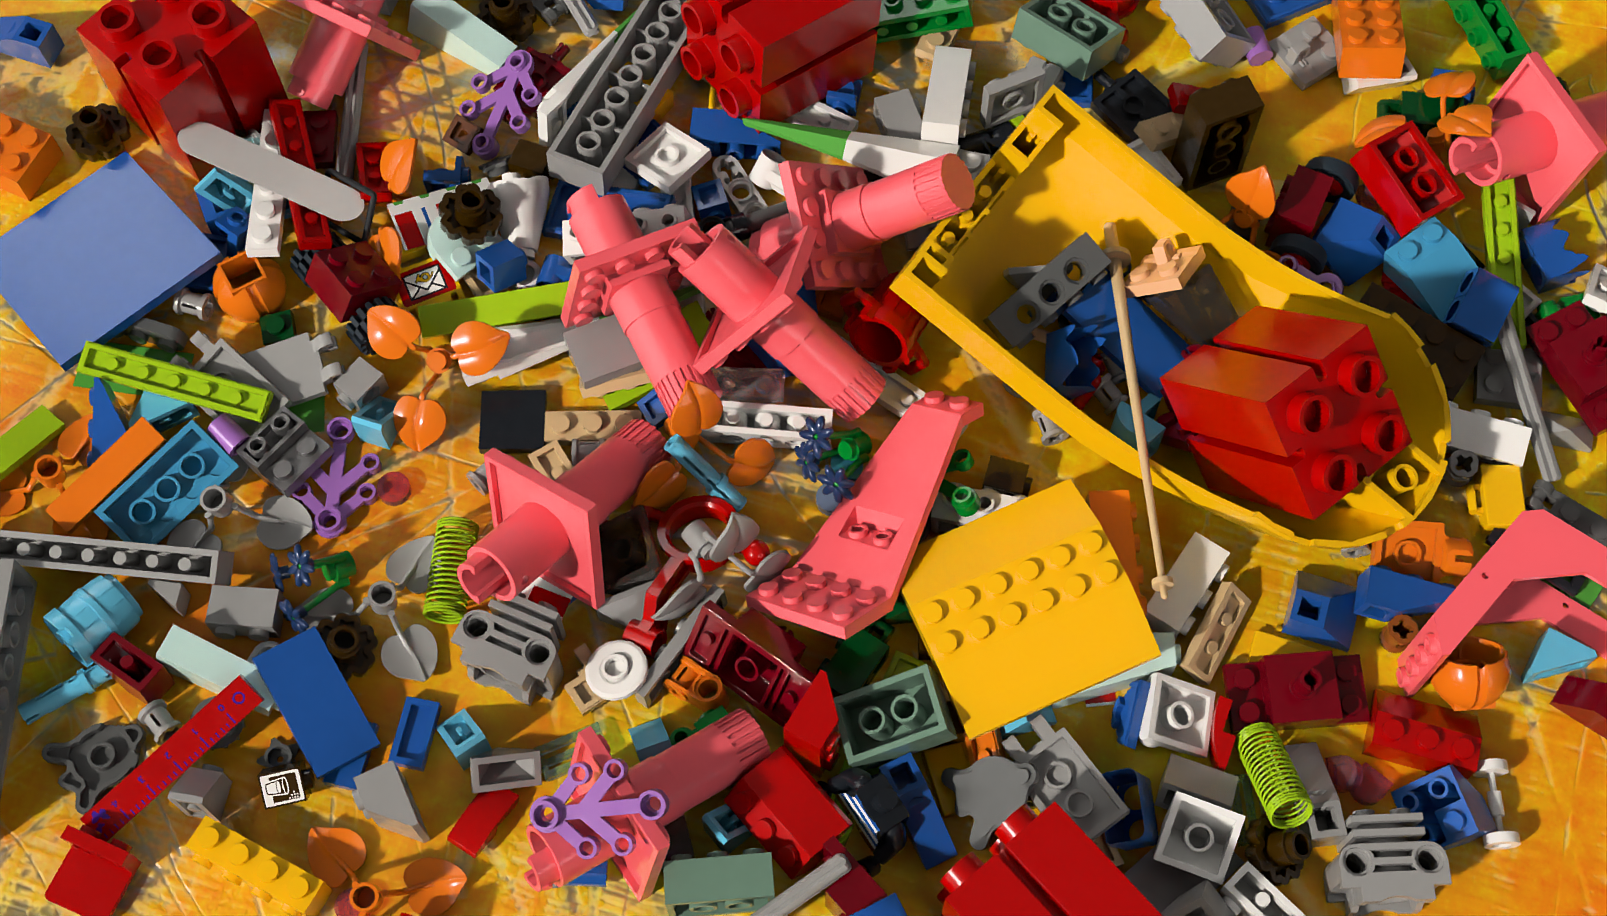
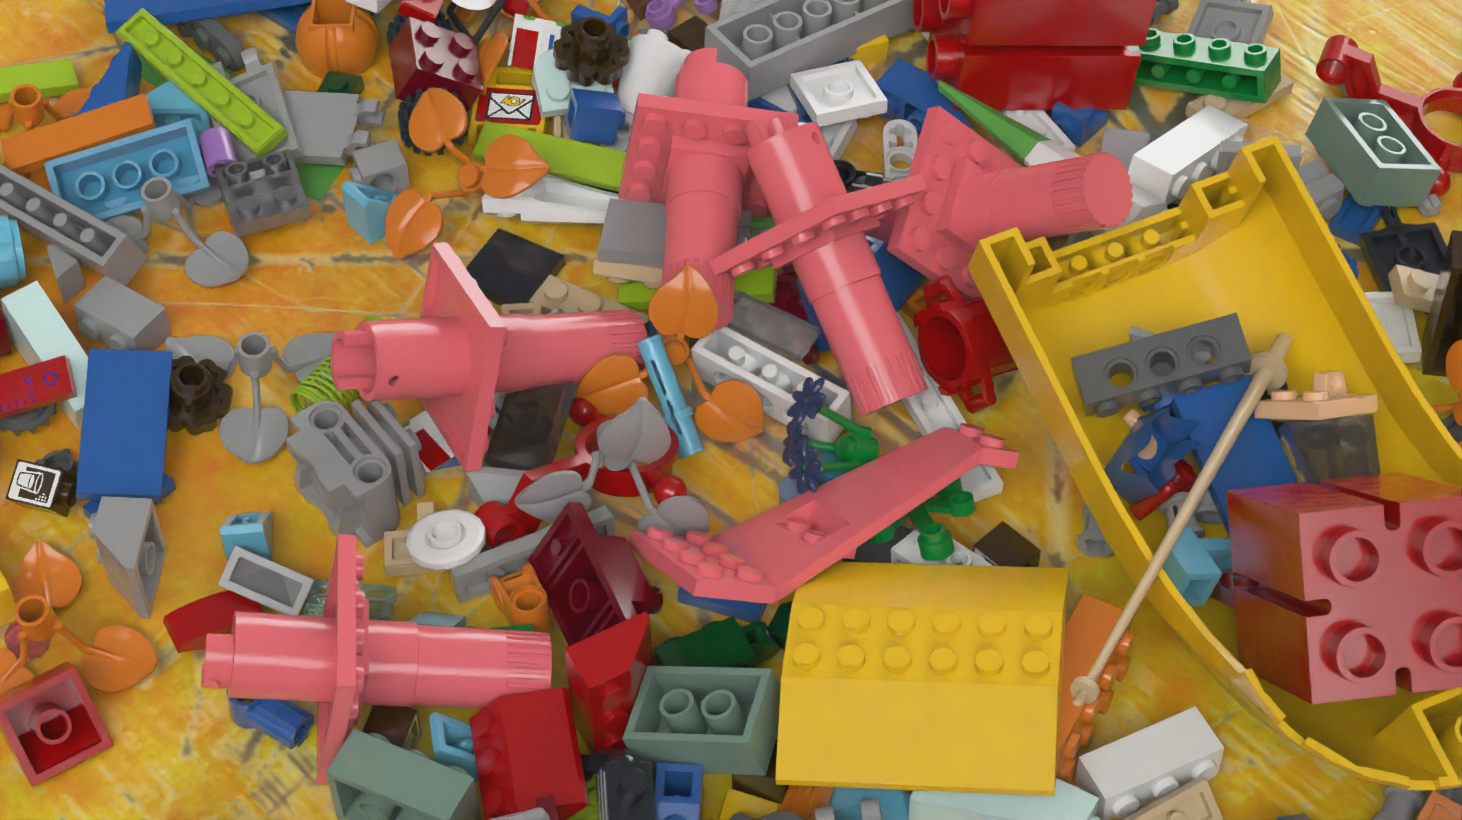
camera: 30 degrees right, 15 degrees down
(194, 304) = (273, 36): light grey bush -> none
(335, 567) = (237, 316): plant -> none
(337, 484) = (267, 277): medium lavender plant -> none
(394, 488) = (348, 279): clear pink tile -> none
(415, 733) = (205, 510): blue tile -> none
(592, 810) = (302, 613): medium lavender plant -> none
(711, 199) = (862, 151): blue bracket -> none

